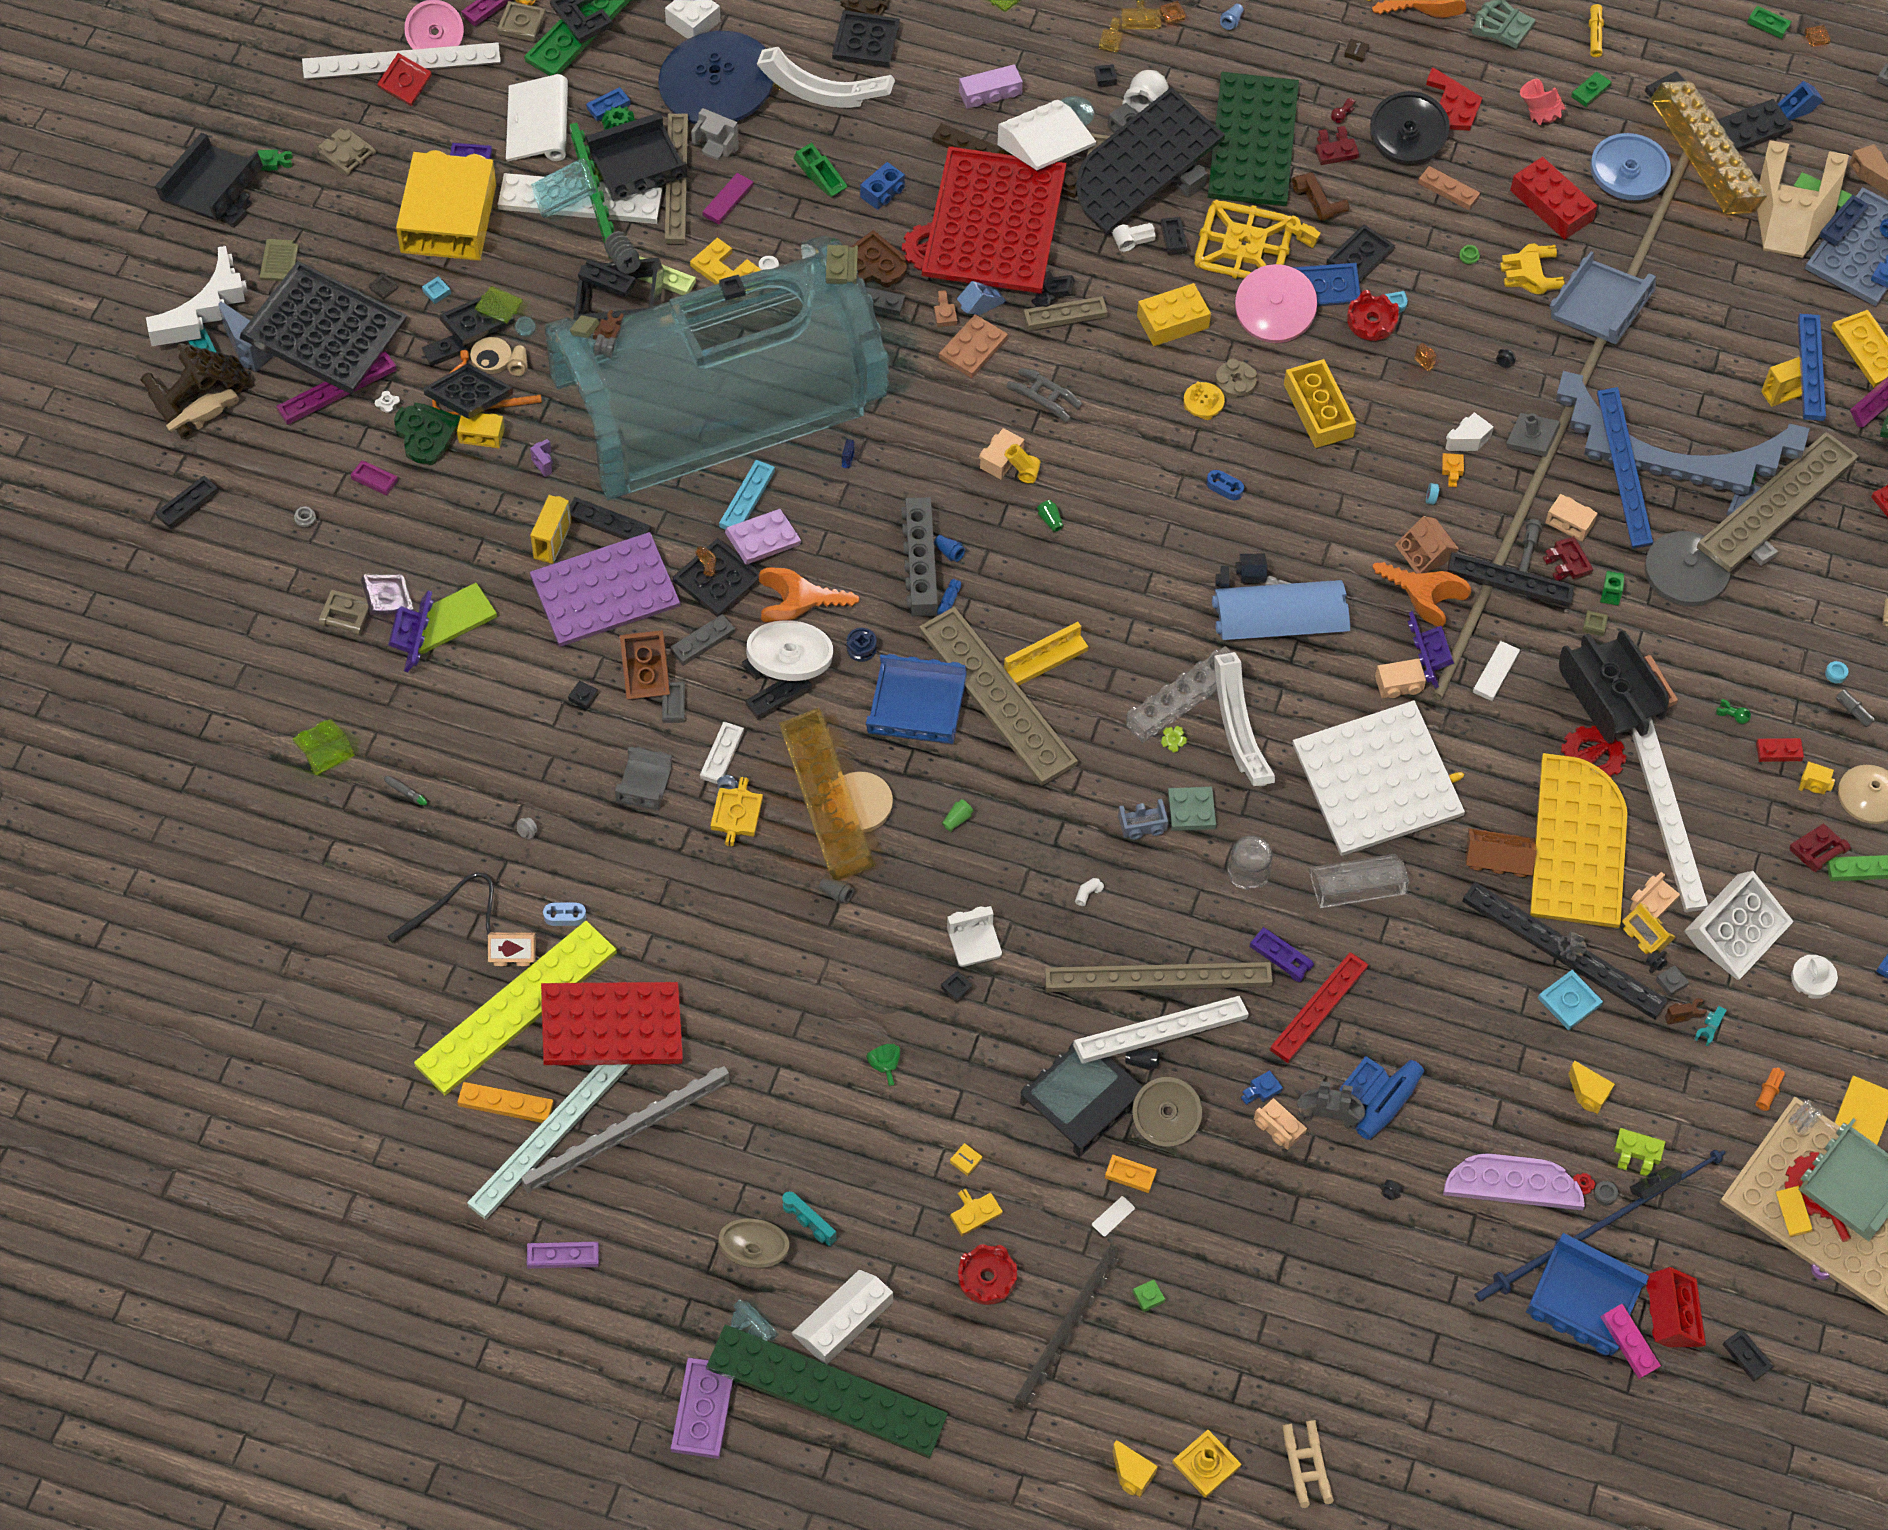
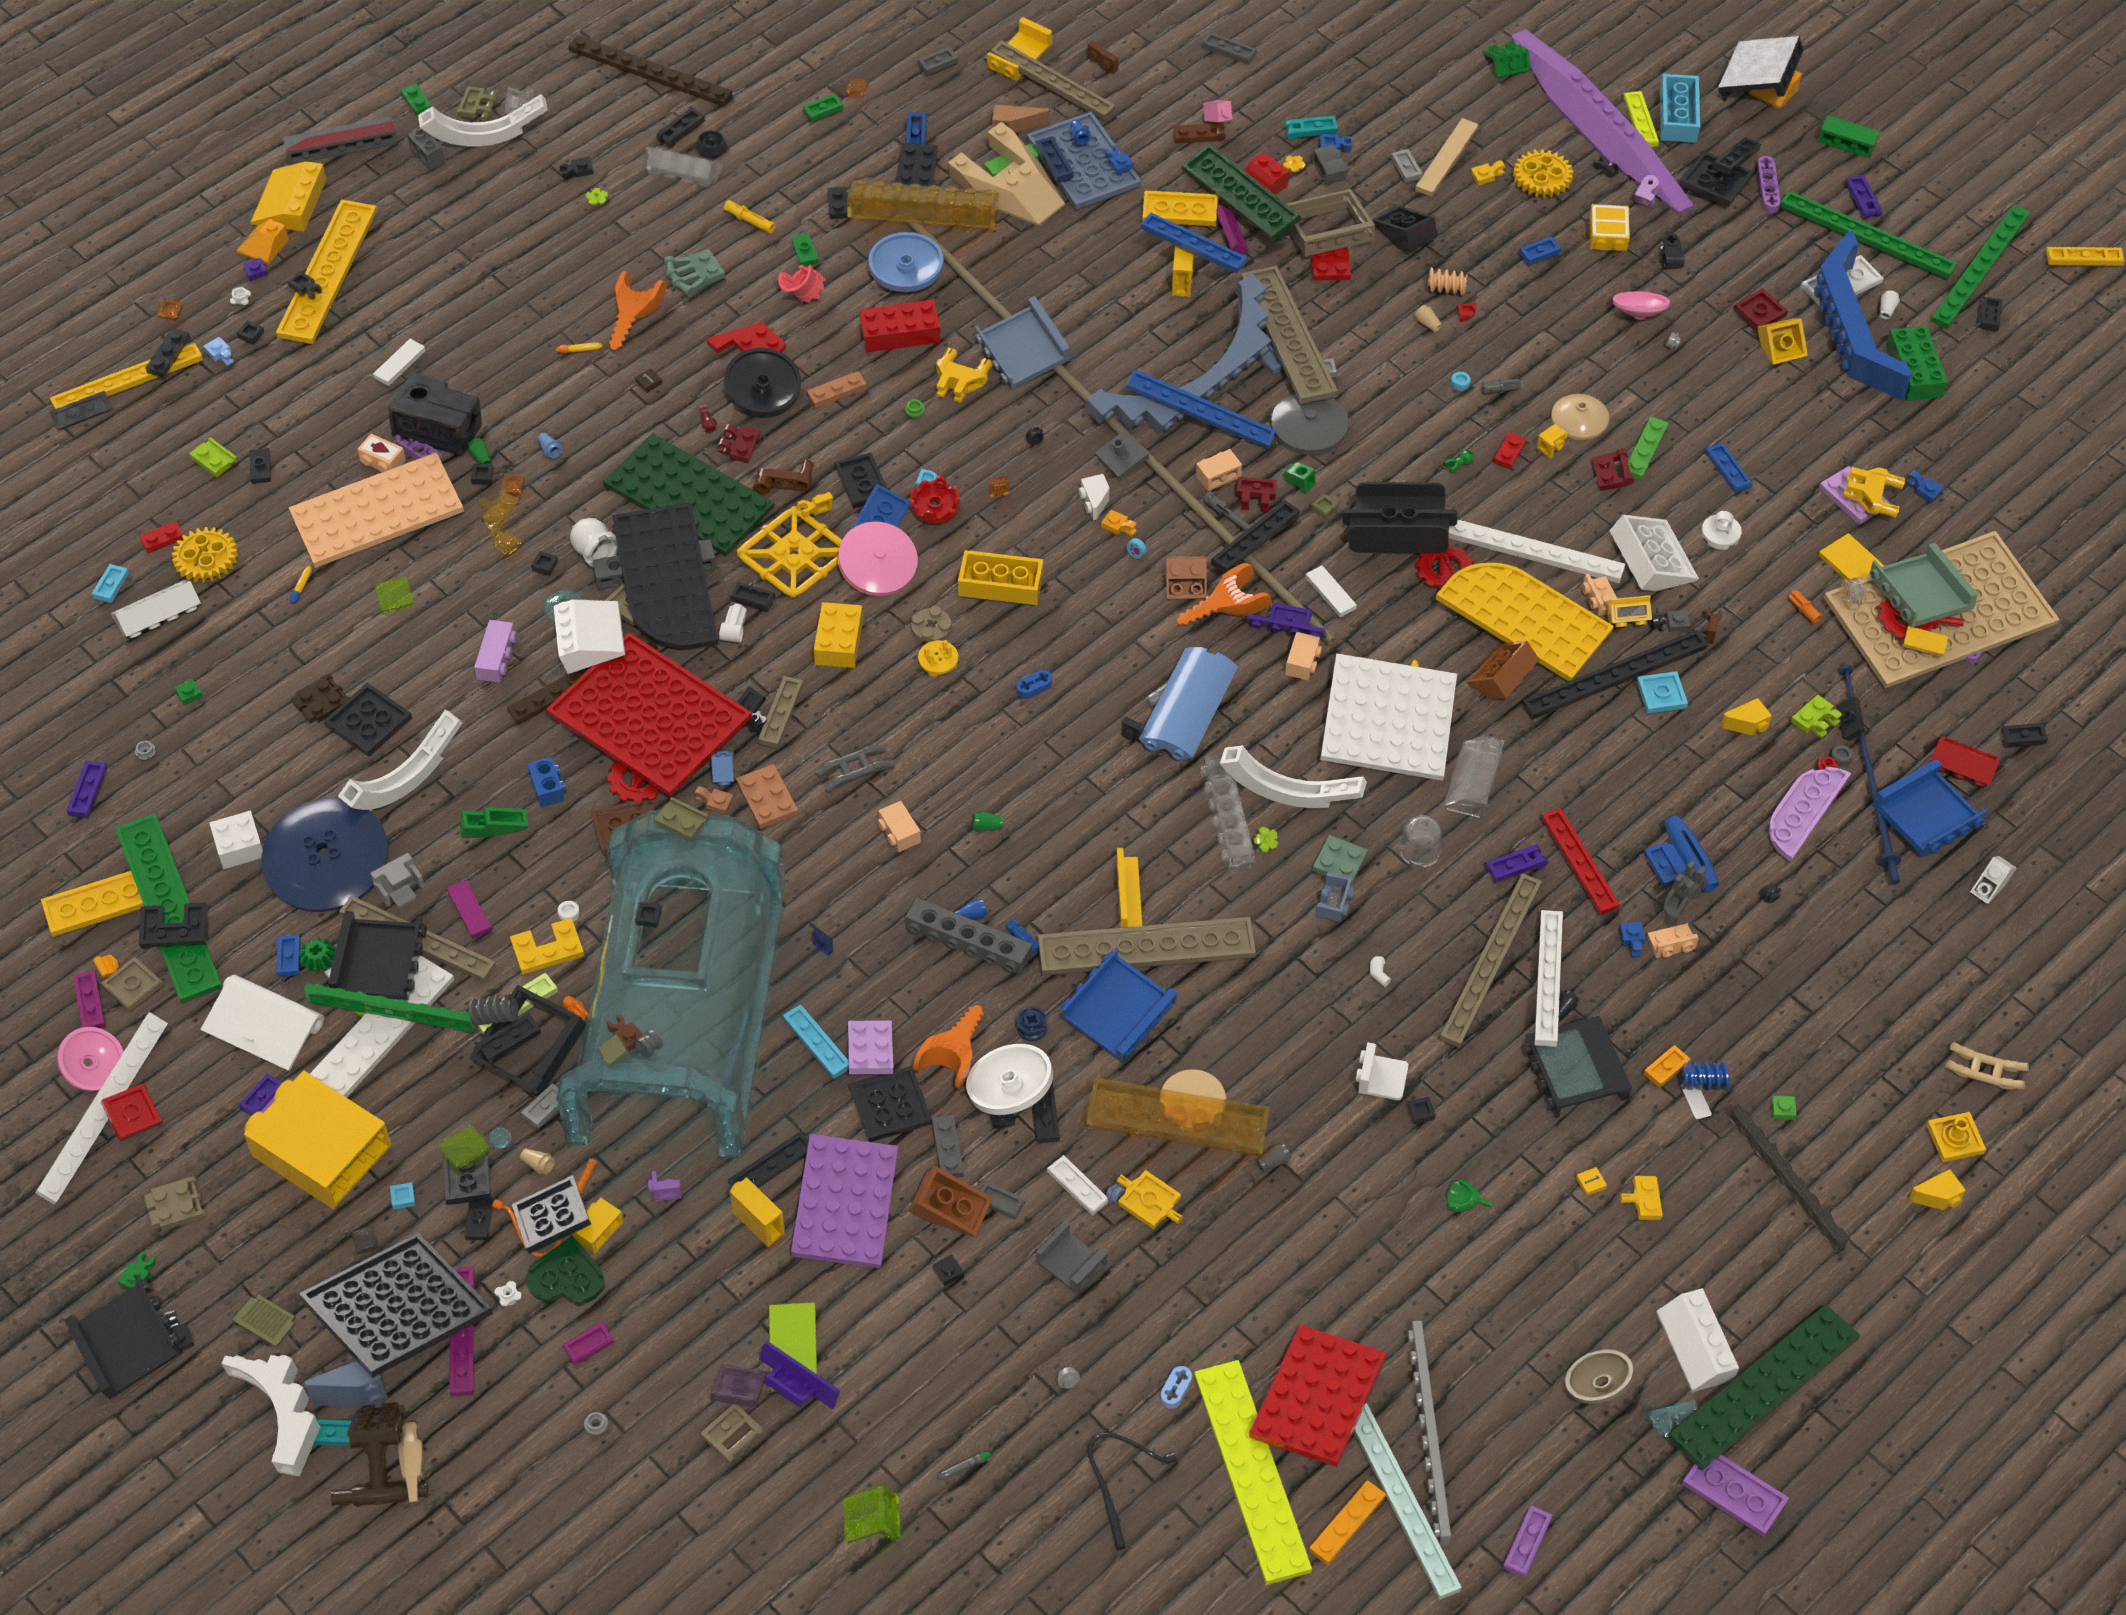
camera: 60 degrees left, 5 degrees down
(187, 502) = (509, 1523): black plate -> none
(490, 355) = (513, 1181): tan tile -> none
(511, 947) = (1193, 1443): brick -> none
(563, 188) = (373, 1029): clear light blue plate -> none
(707, 559) = (871, 1099): clear orange arm -> none
(807, 1217) = (1592, 1325): teal plate -> none
(957, 815) = (1251, 1031): bright green cone -> none
(990, 1259) = (1716, 1201): red plate -> none
(1026, 465) = (924, 813): yellow piece -> none
(1136, 1210) = (1705, 1075): none -> blue piece
(1164, 1128) = (1637, 1009): dark tan dish -> none
(1252, 568) = (1134, 702): black brick -> none
(1541, 1388) = (1993, 879): none -> white slope
(1572, 946) = (1623, 656): flat silver gear -> none
(1630, 1341) = (1979, 800): dark pink plate -> none
(1713, 1021) = (1732, 613): teal plate -> none

